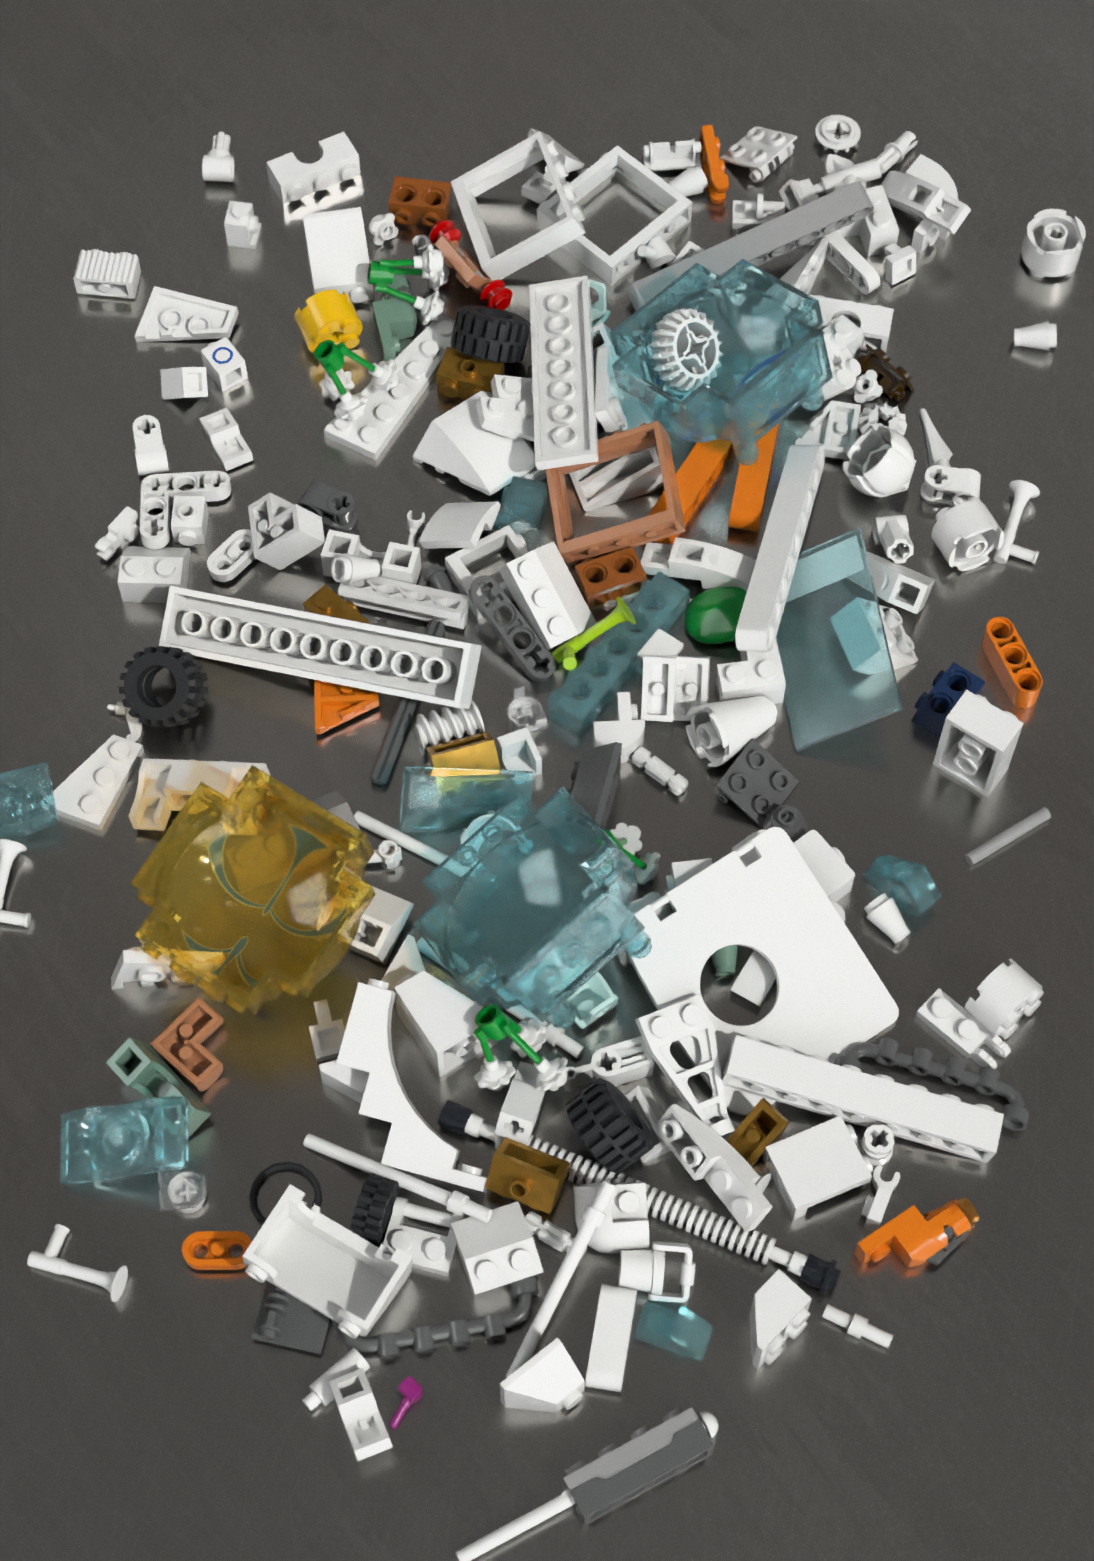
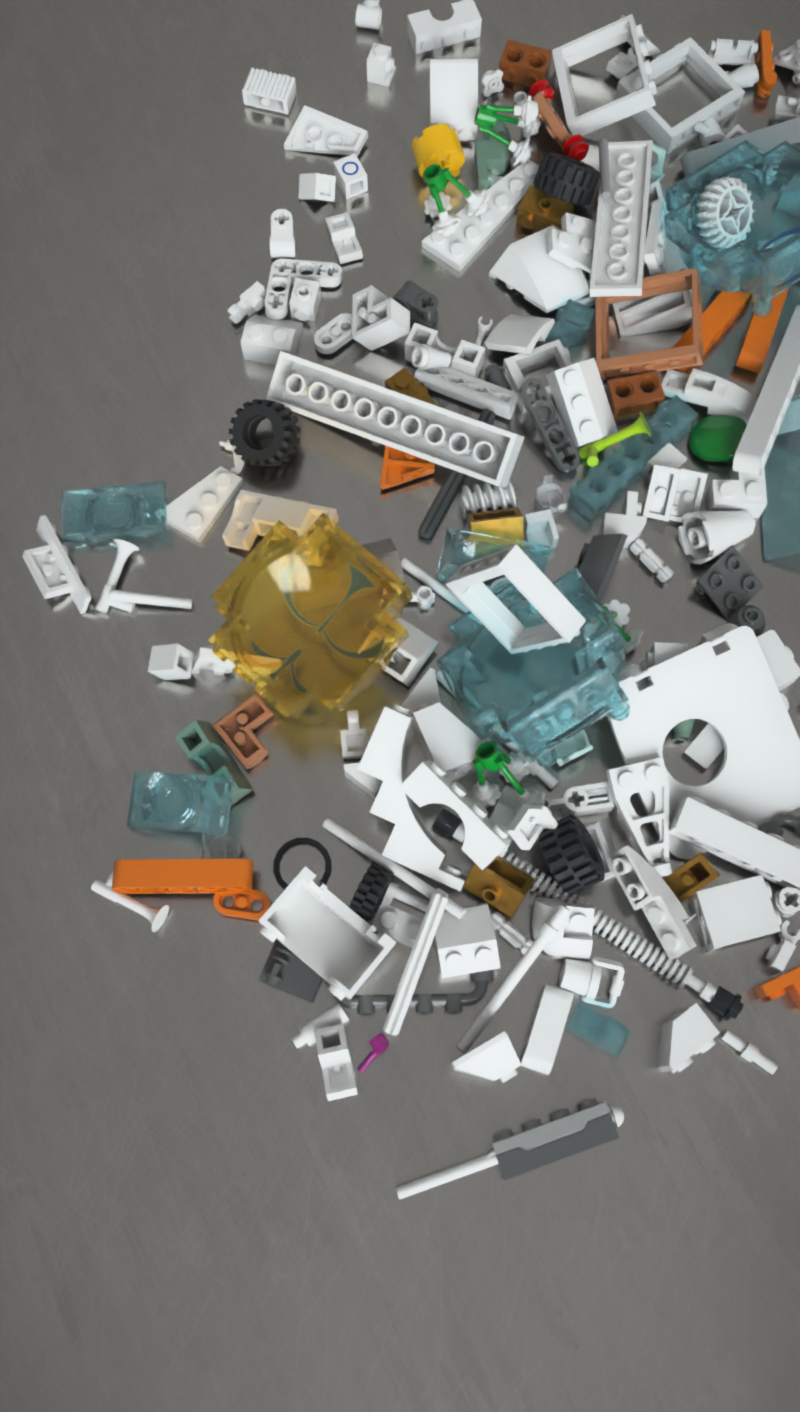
camera: 10 degrees right, 10 degrees up
(50, 906) = (151, 599): none -> white bar
(87, 976) = (171, 662): none -> white brick
(140, 1227) = (182, 876): none -> orange beam
(440, 1283) = (415, 964): none -> white axle
(499, 1121) = (482, 837): none -> white arch
(512, 811) = (512, 562): none -> white window
(534, 317) = (604, 169): none -> light grey bar
(553, 1095) = (529, 824): none -> white bracket

